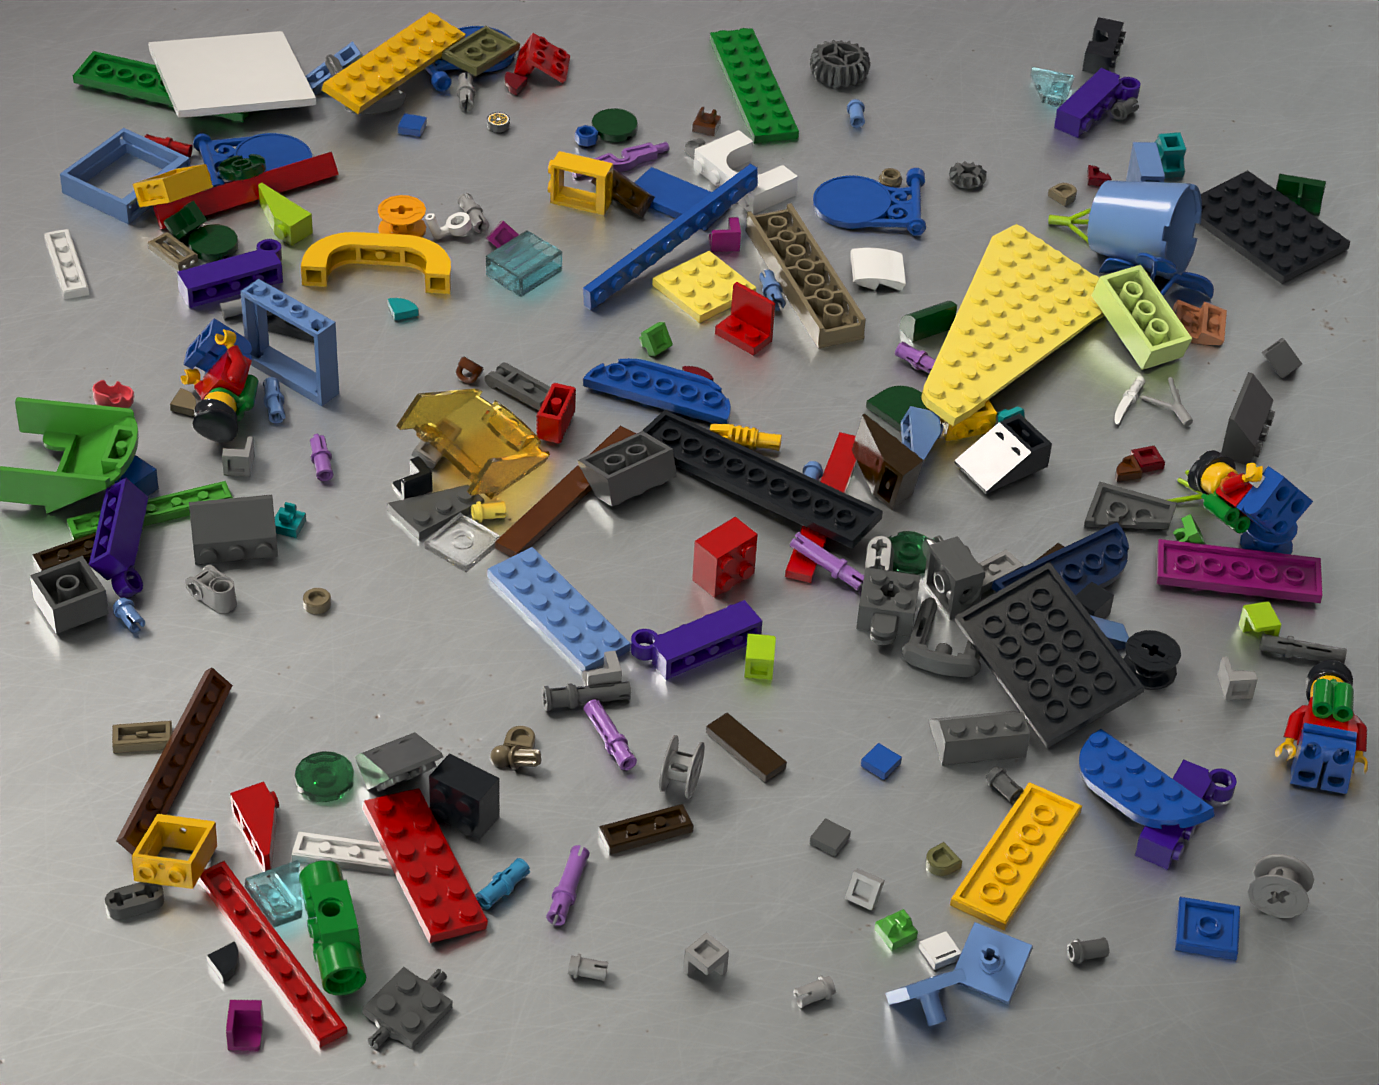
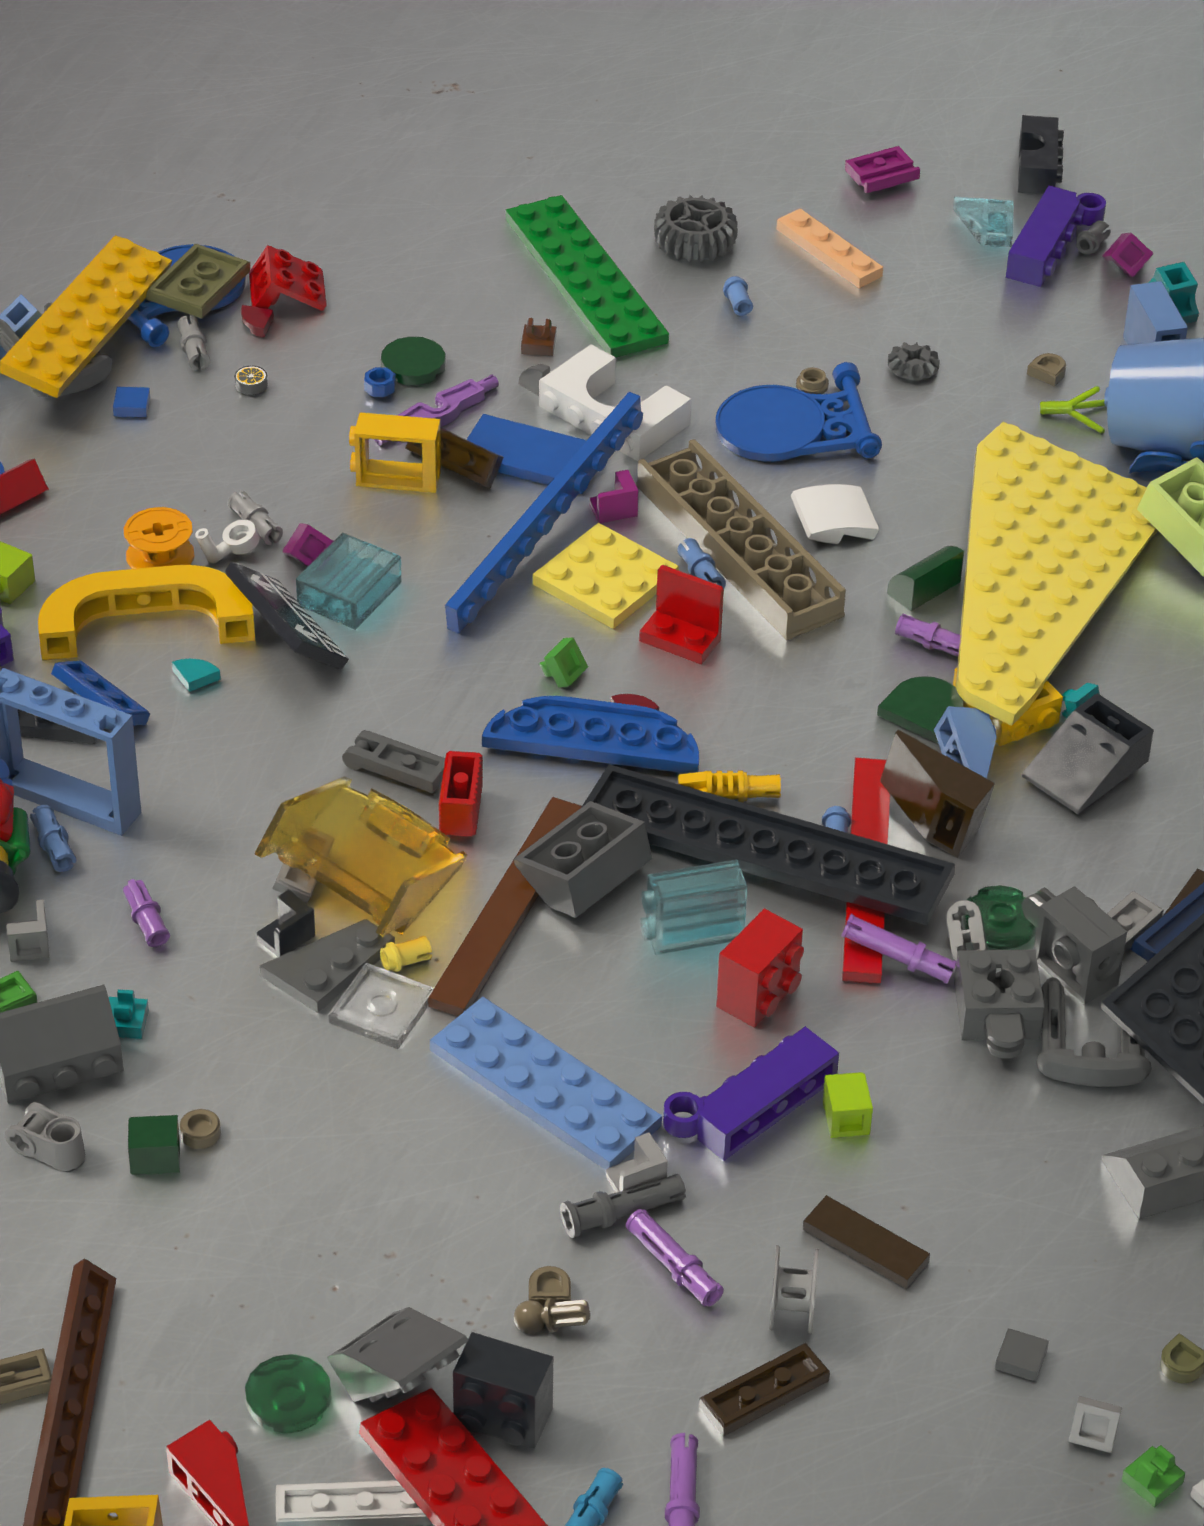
camera: 10 degrees left, 0 degrees up
(281, 605) = (154, 1144): none -> dark green panel
(332, 309) = (95, 687): none -> blue tile
(472, 279) = (286, 615): none -> black tile
(472, 367) = (319, 743): reddish brown tile -> none
(690, 509) = (694, 906): none -> clear light blue brick
(881, 761) = (1057, 1229): blue tile -> none
(932, 90) = (829, 248): none -> light nougat plate
(987, 41) = (882, 169): none -> magenta plate
(1096, 177) = (1086, 340): dark red tile -> none
(1146, 123) = (1128, 253): none -> magenta panel

